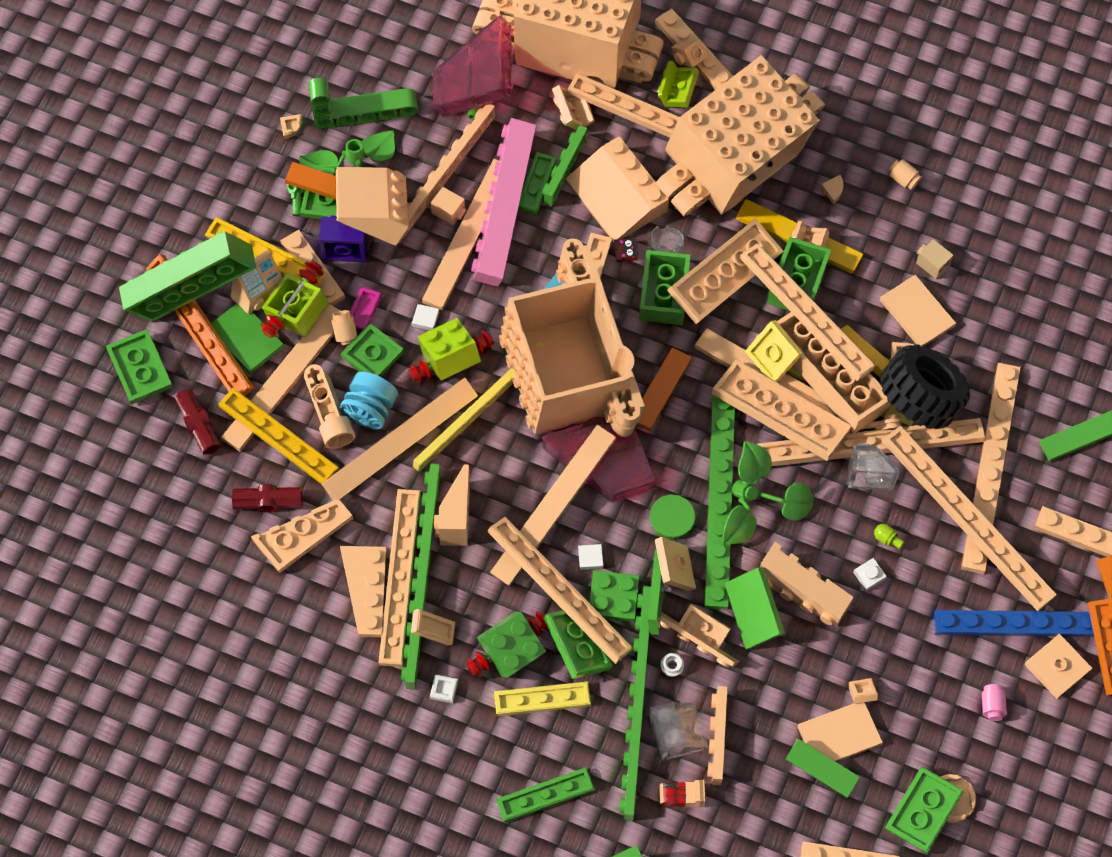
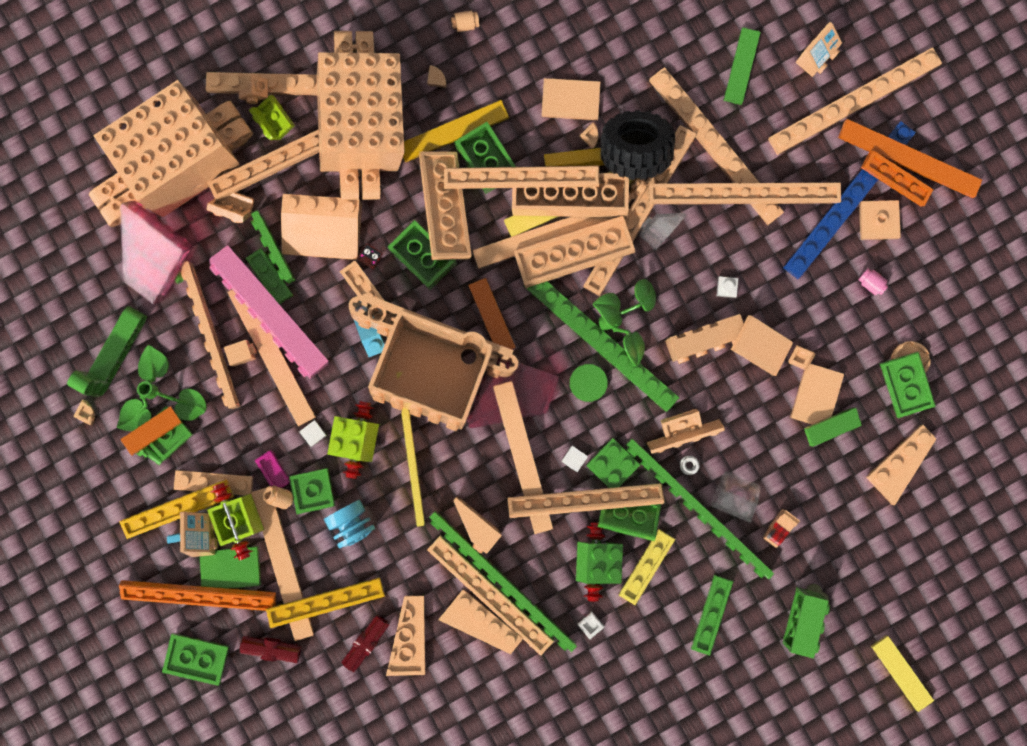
camera: 50 degrees left, 20 degrees up
(187, 276) = (158, 586): bright green brick -> none
(334, 426) = (350, 559): light nougat beam -> none
(341, 241) = (209, 448): dark purple brick -> none
(373, 201) = (199, 409): light nougat slope -> none
(399, 440) = (392, 521): light nougat tile -> none
(433, 627) = (546, 603): light nougat tile -> none
(656, 598) = (638, 438): bright green tile -> none
(667, 240) = (387, 224): clear hair -> none
(675, 564) = (627, 410): light nougat plate -> none
(717, 725) = (766, 480): light nougat plate -> none
(754, 608) = (698, 384): tile -> none
(774, 351) = (531, 222): light yellow tile -> none
(812, 235) = (463, 125): light nougat bracket -> none
(841, 641) = (762, 345): none -> light nougat tile
(888, 536) = (711, 254): lime cylinder -> none
(934, 258) = (542, 55): tan brick -> none

